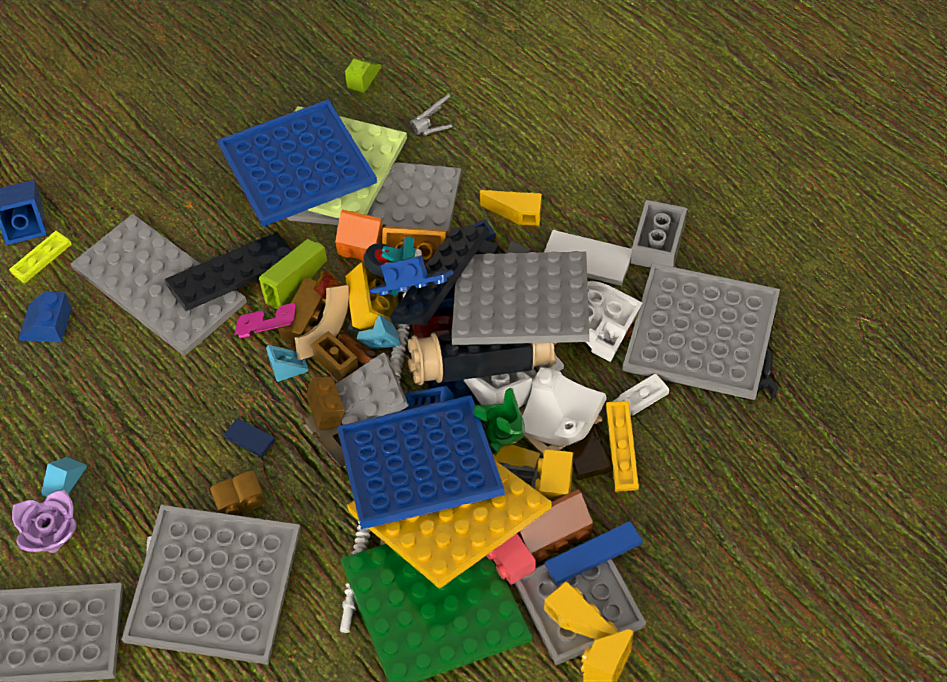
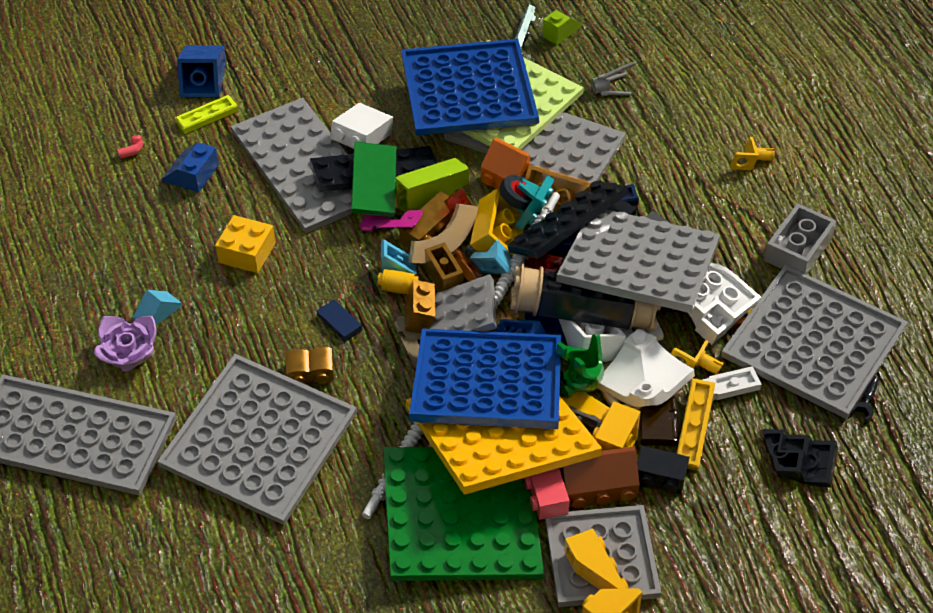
camera: 15 degrees right, 5 degrees down
(129, 385) = (245, 244): none -> yellow brick
(203, 231) = (361, 125): none -> white brick
(236, 284) = (373, 179): none -> green tile
(293, 382) = (395, 281): none -> yellow head
(327, 89) = (523, 33): none -> light aqua piece
(406, 273) = (534, 206): blue bracket -> none
(514, 206) = (665, 179): yellow slope -> none
(586, 160) = (751, 154): none -> yellow bracket
(593, 553) = (631, 512): blue tile -> none
(604, 260) = (734, 249): white tile -> none
(606, 379) = (702, 359): none -> yellow bracket
(607, 500) = (662, 469): none -> black brick
(727, 449) = (801, 457): none -> black slope

